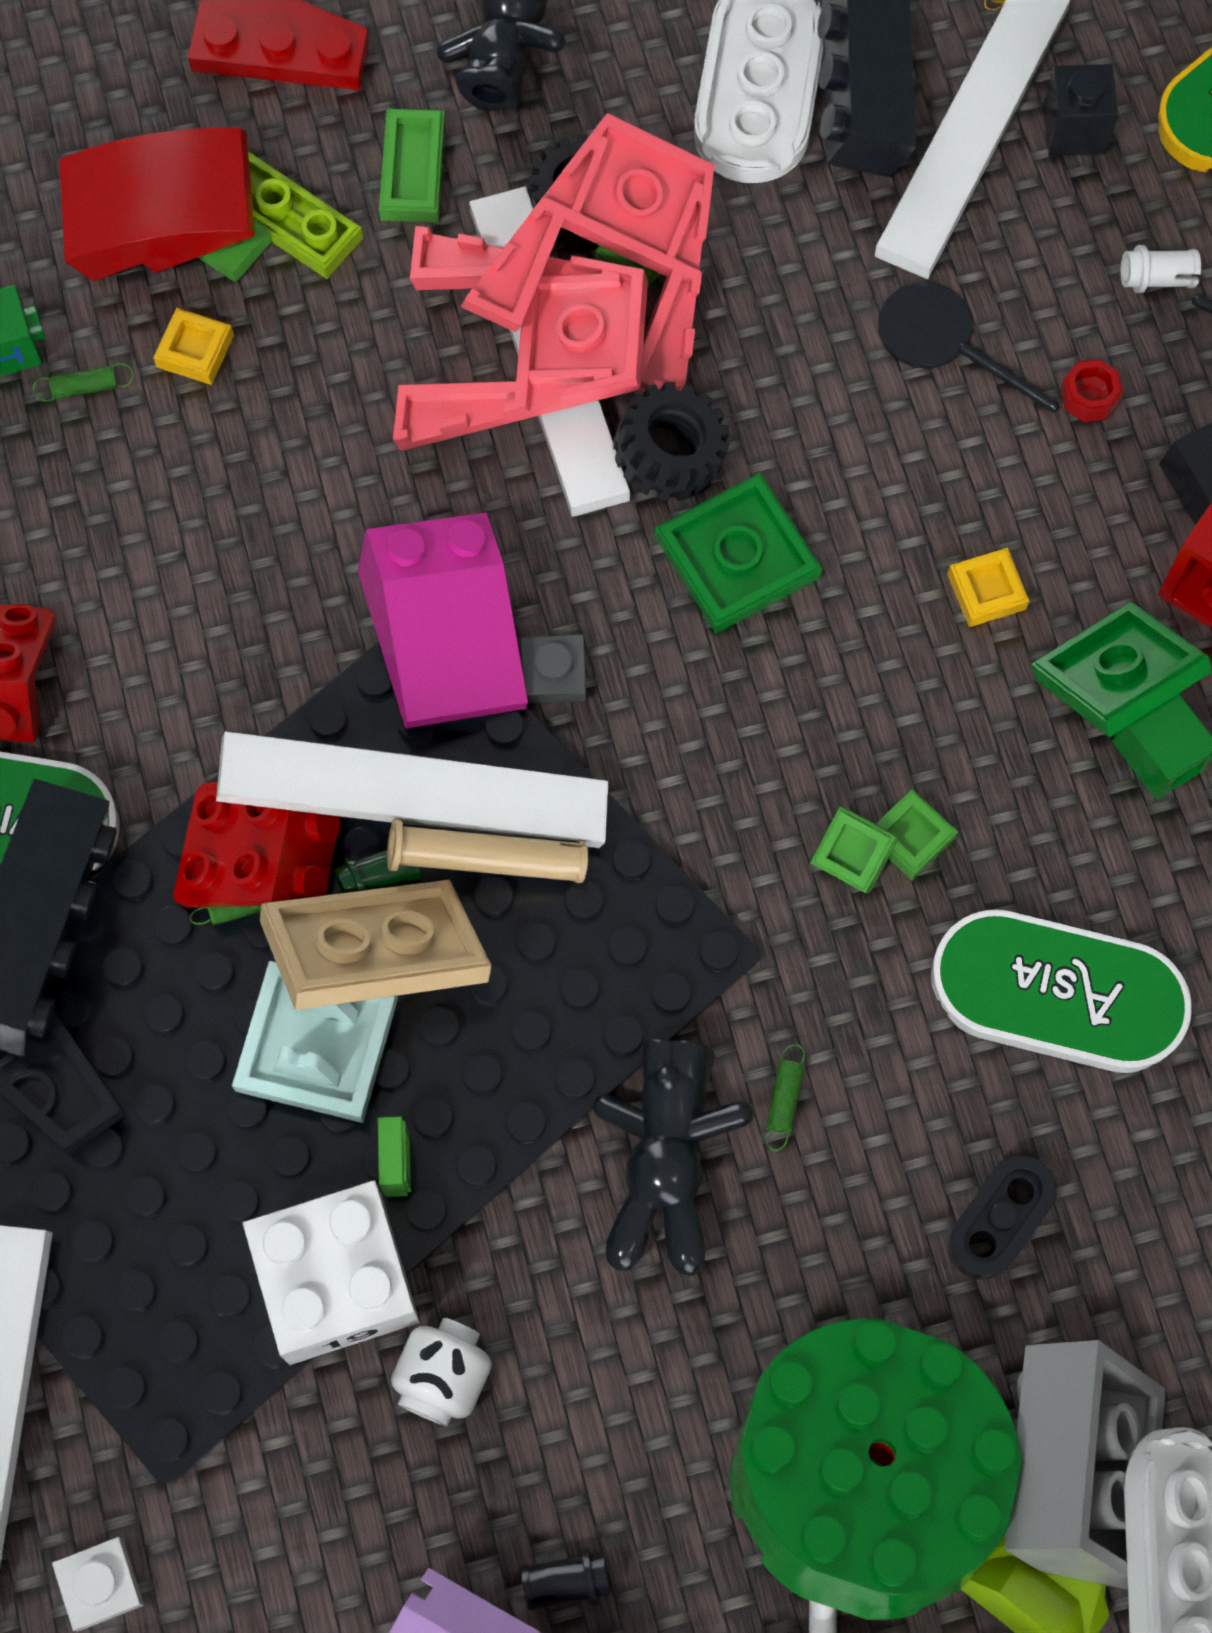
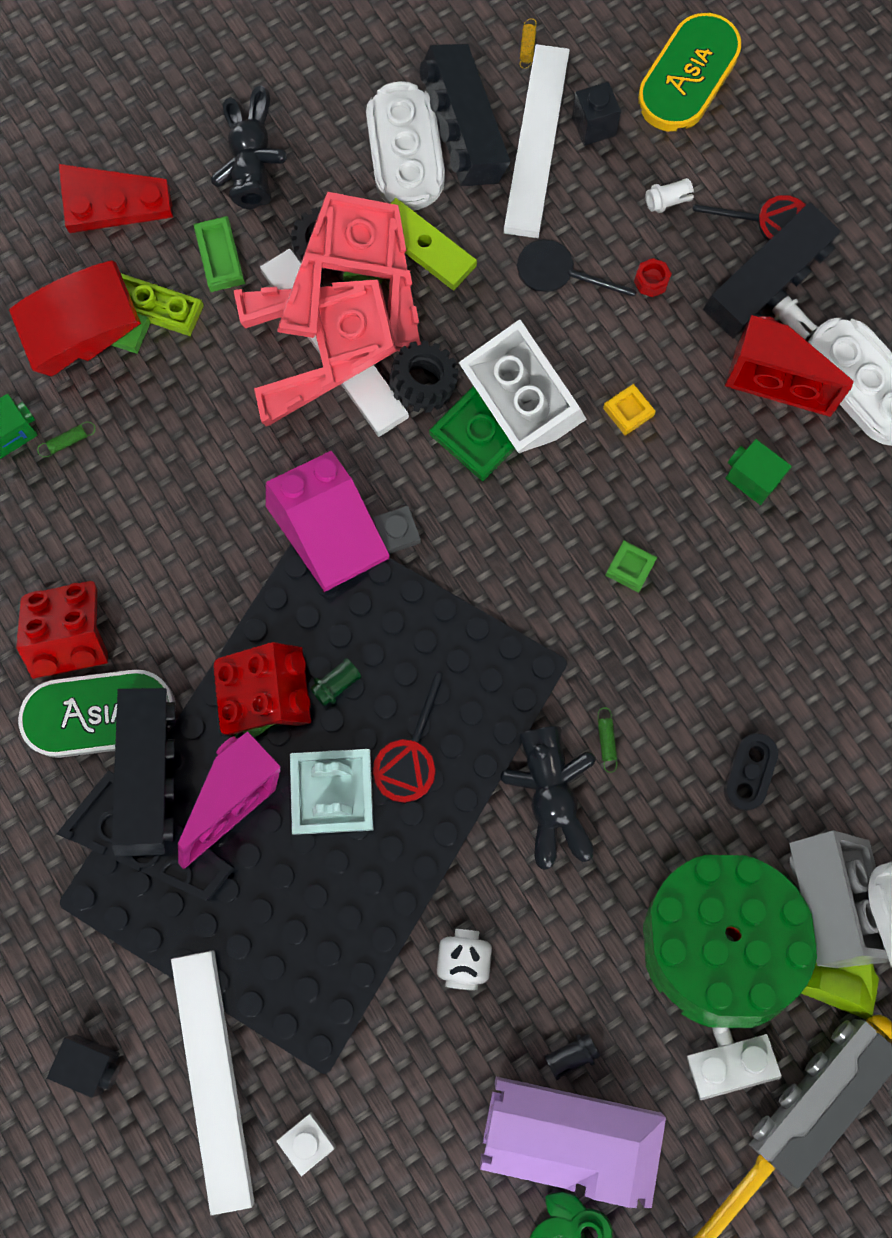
camera: 15 degrees left, 5 degrees up
(158, 986) = (234, 787): none -> dark pink slope
(193, 346) = (125, 399): yellow tile -> none
(330, 1273) = (384, 925): white brick -> none
(373, 944) = (348, 727): tan tile -> none
(394, 1156) = (399, 845): bright green tile -> none
(410, 789) = (340, 629): white tile -> none
(445, 1040) = (405, 767): none -> piece
(486, 853) = (395, 652): tan pin -> none
(763, 263) = (442, 256): none -> lime tile
(821, 505) = (522, 389): none -> white slope
(854, 850) = (602, 585): bright green tile -> none
(1061, 991) = (742, 631): green tile -> none
(1121, 668) = (721, 436): green tile -> none

